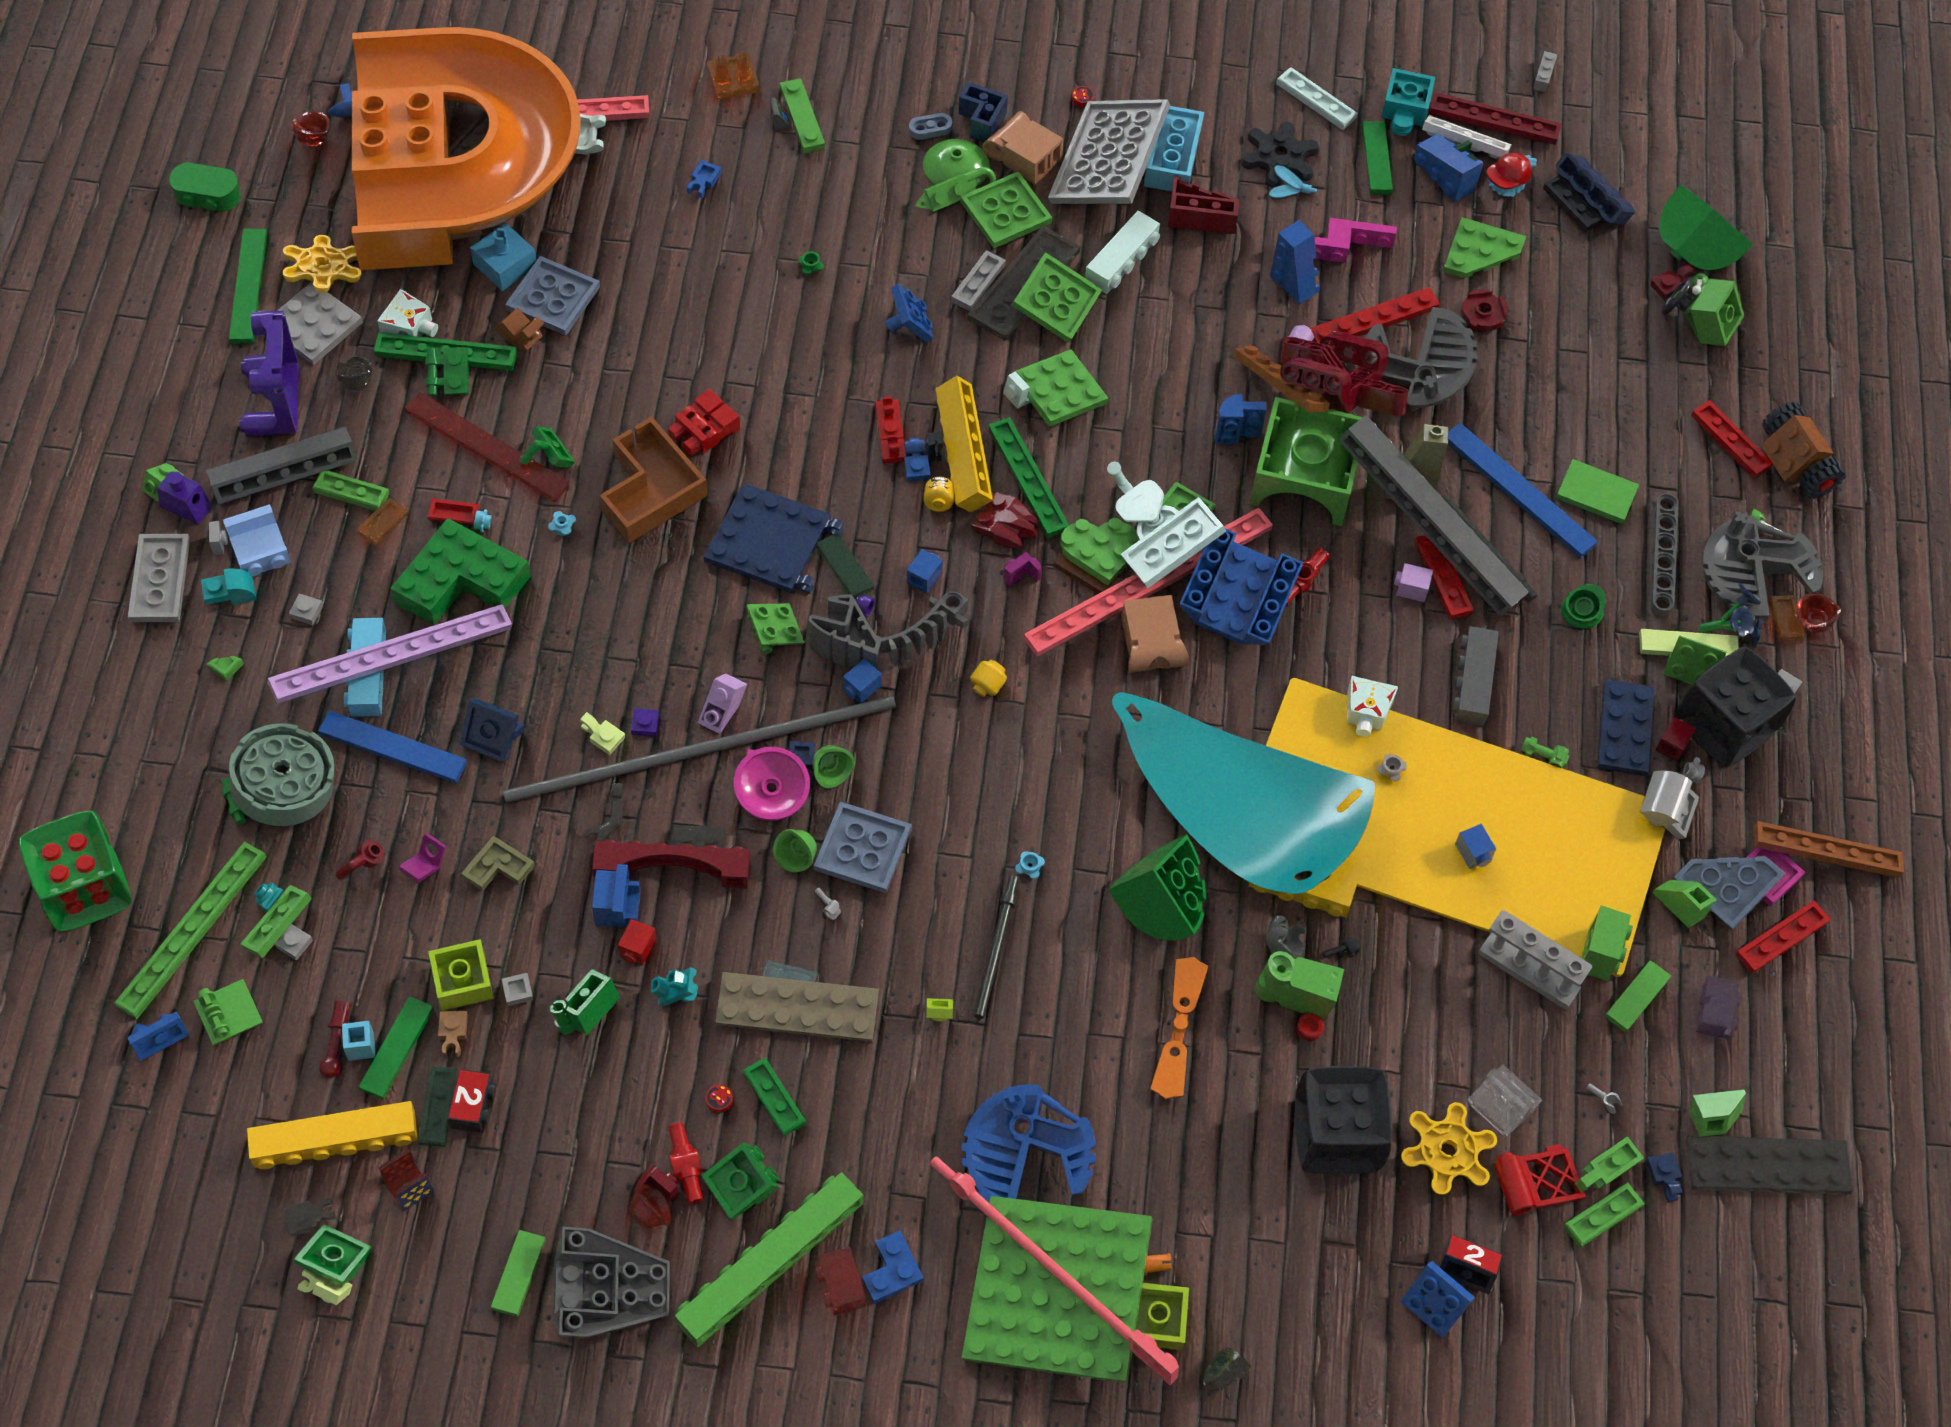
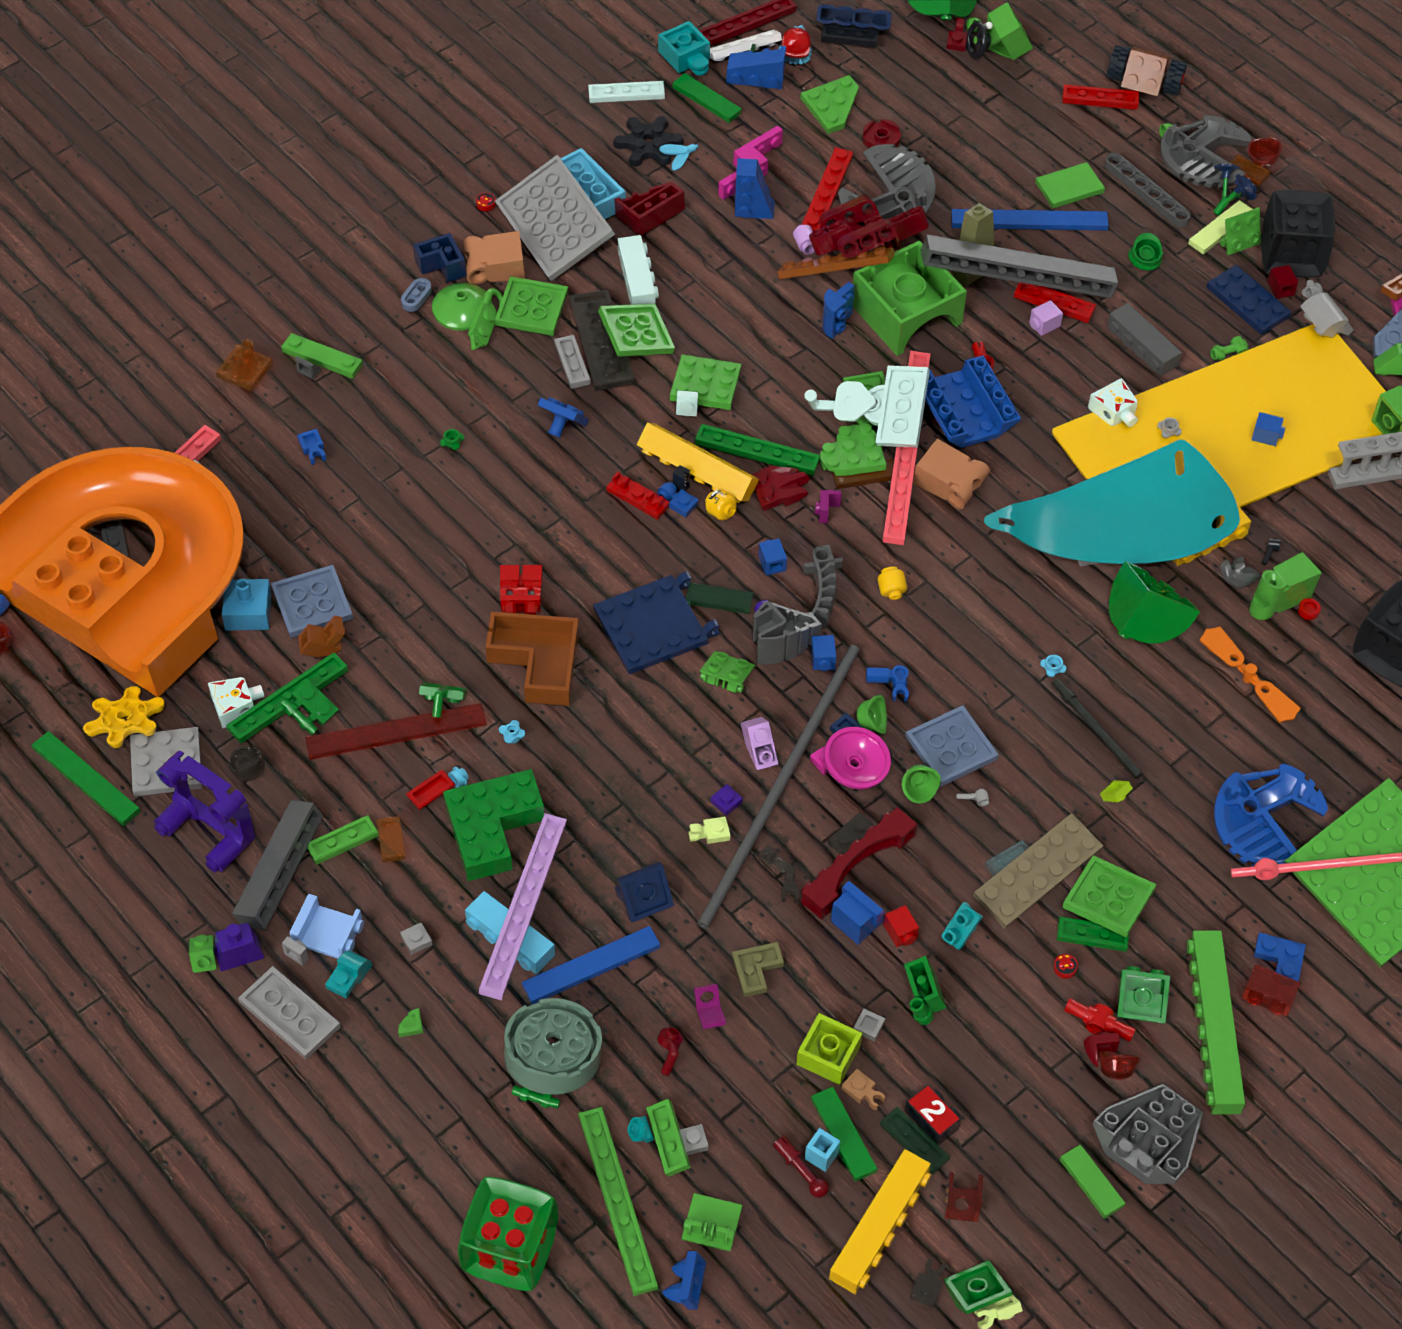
camera: 45 degrees left, 5 degrees down
(820, 1080) = (1109, 896): none -> bright green plate
(896, 753) = (897, 676): none -> blue bar

